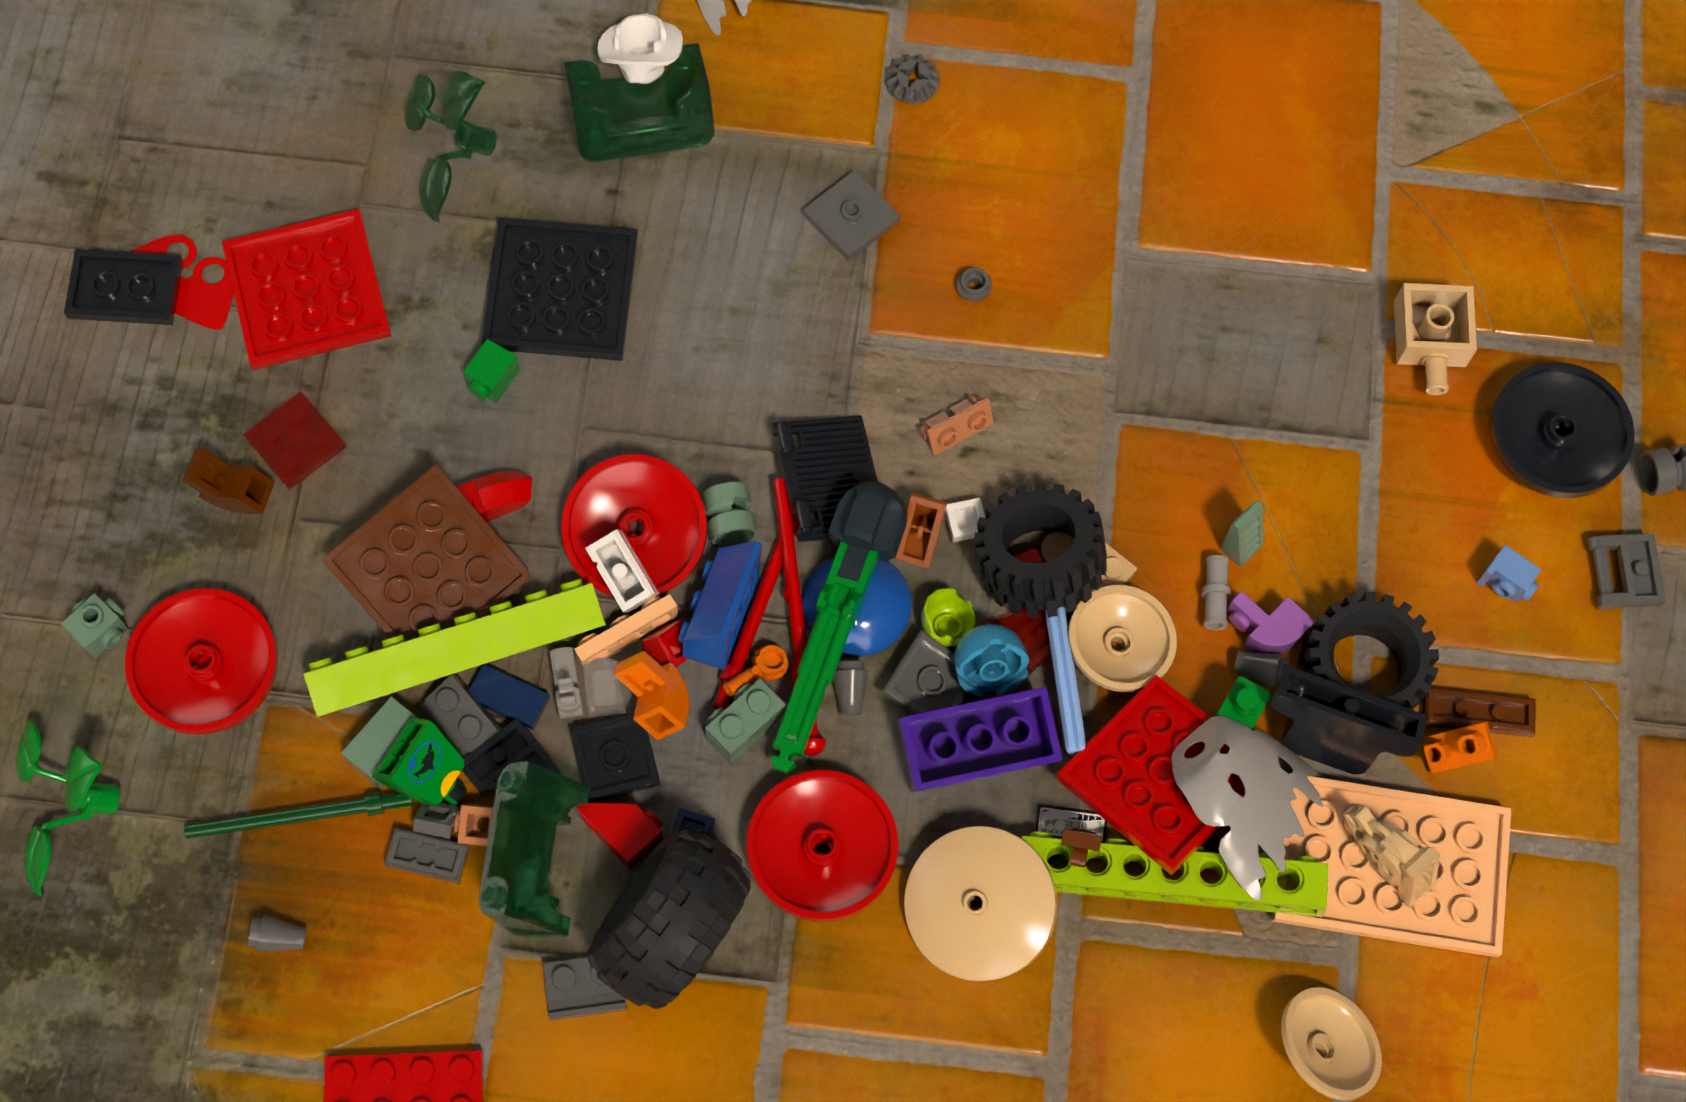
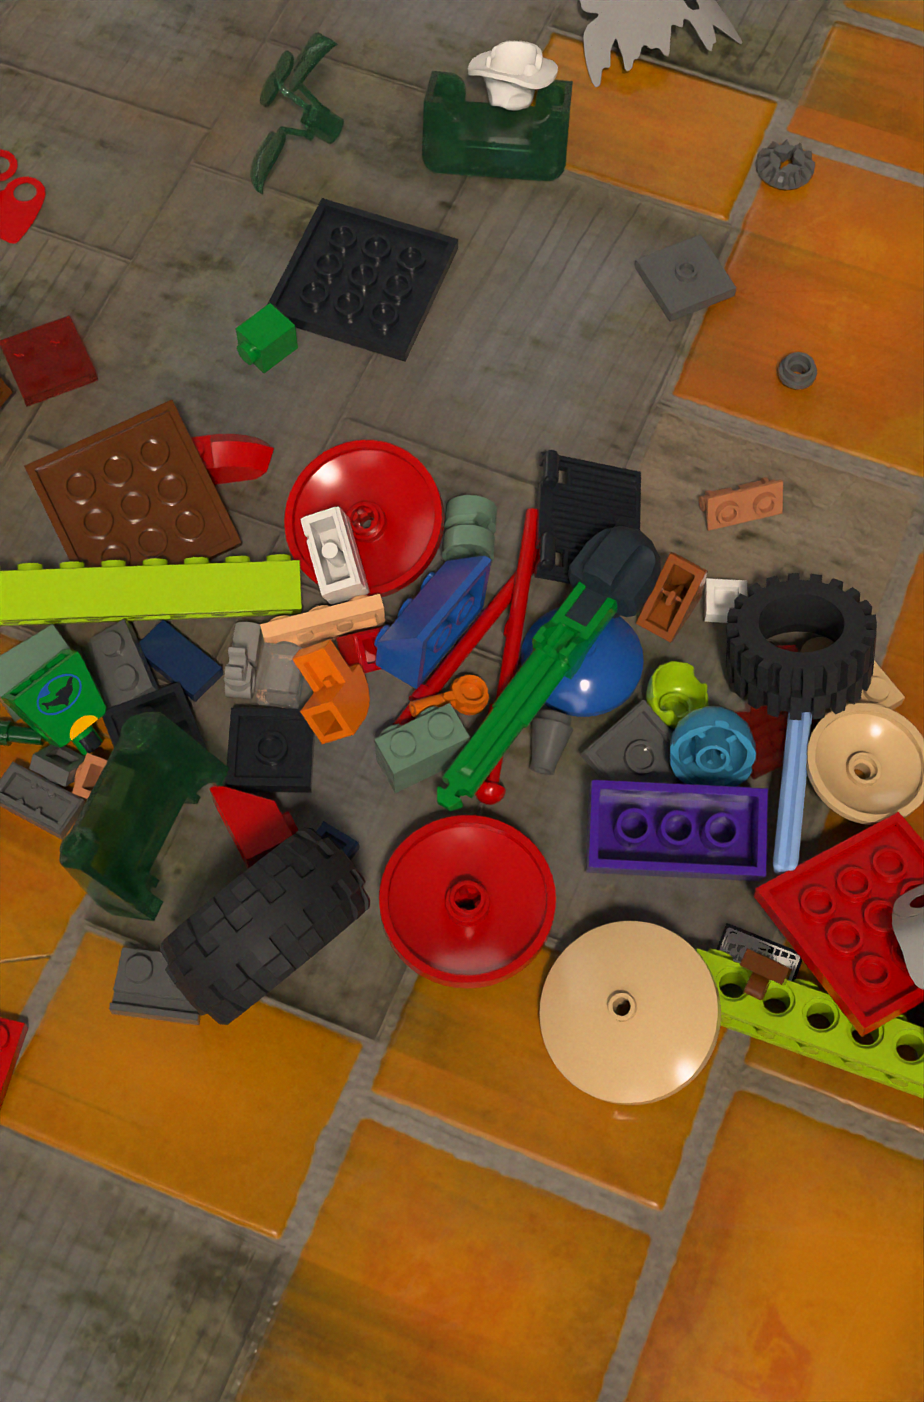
camera: 20 degrees right, 5 degrees down
(306, 289) = (108, 223): red plate -> none

